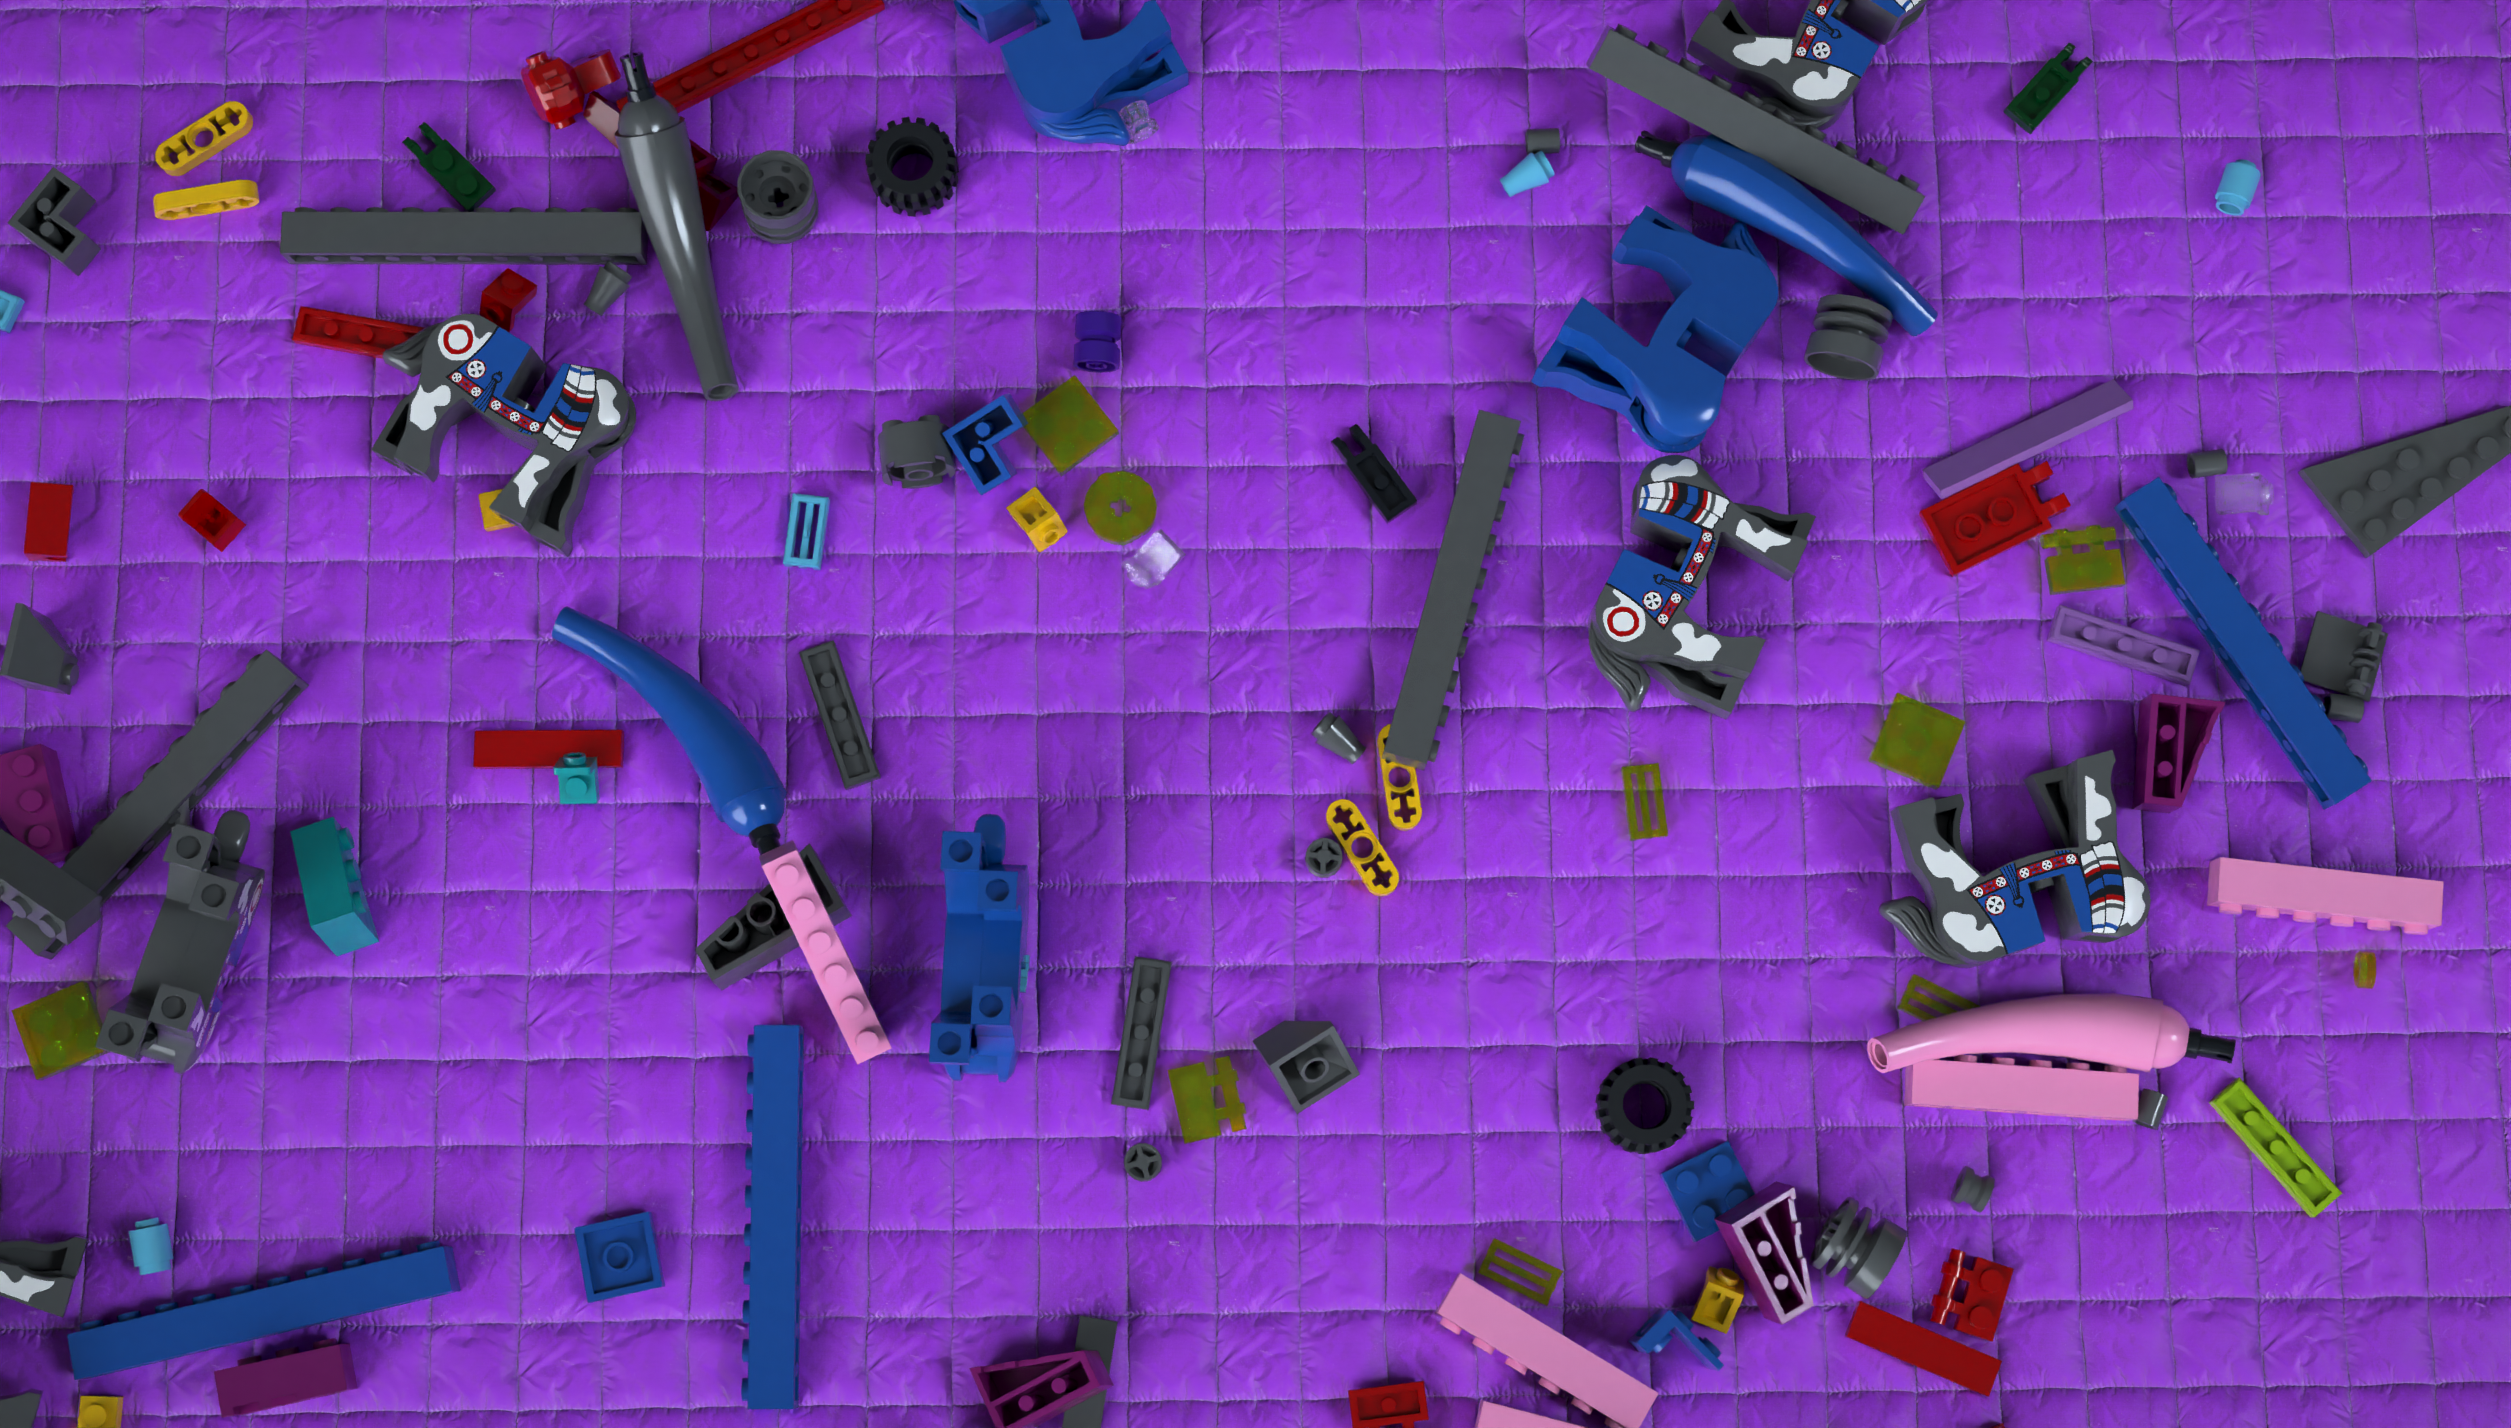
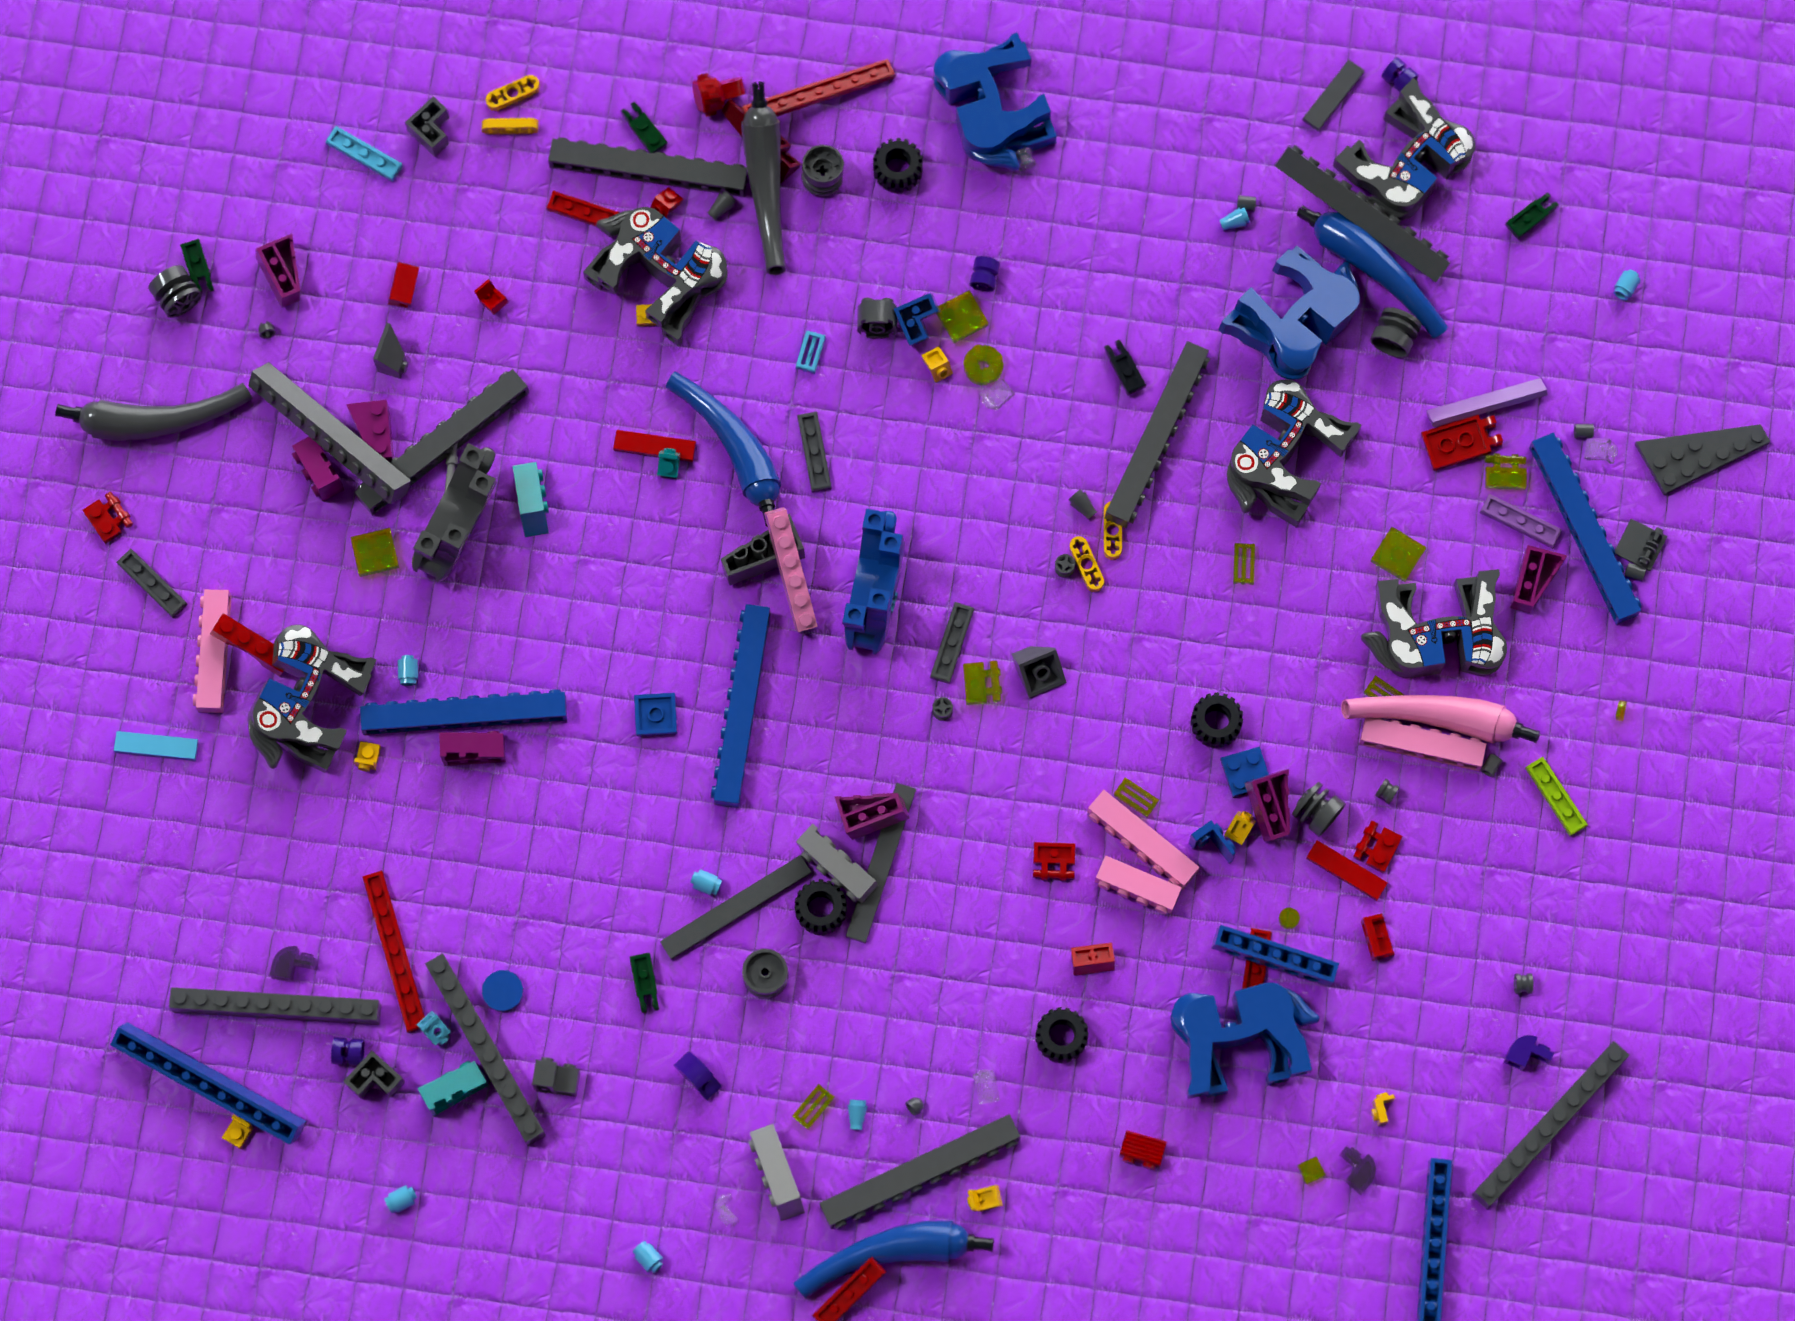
camera: 10 degrees right, 5 degrees down
(2326, 894) = (1606, 667): bright pink brick -> none

